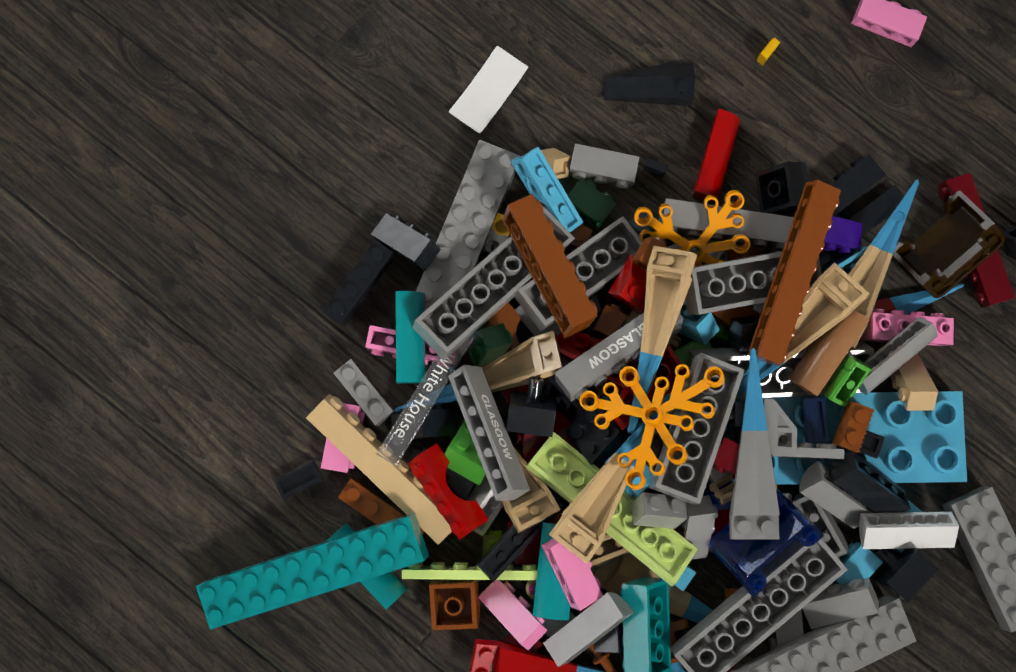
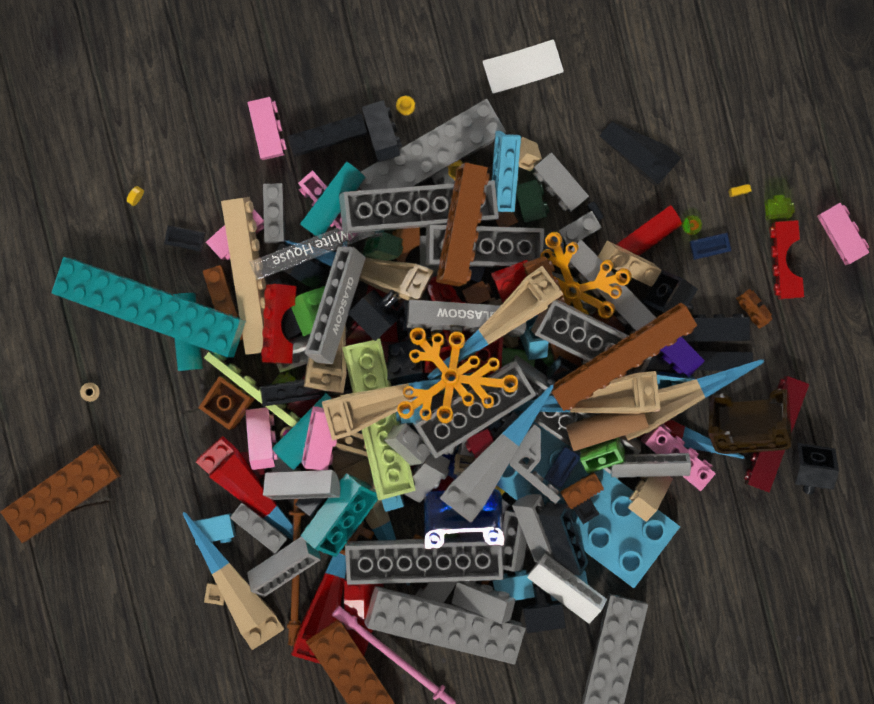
camera: 40 degrees right, 5 degrees up
(222, 475) = (135, 195): none -> yellow tile
(298, 320) = (267, 128): none -> bright pink brick
(409, 204) = (405, 105): none -> yellow tile
(655, 191) = (580, 229): none -> light grey brick
(747, 184) = (639, 267): none -> tan brick
(749, 114) = (691, 225): none -> clear neon green tile
(780, 120) = (710, 246): none -> dark blue tile
(814, 40) = (779, 208): none -> clear neon green brick
(839, 62) = (787, 284): none -> red arch
(856, 144) = (759, 315): none -> dark orange hinge

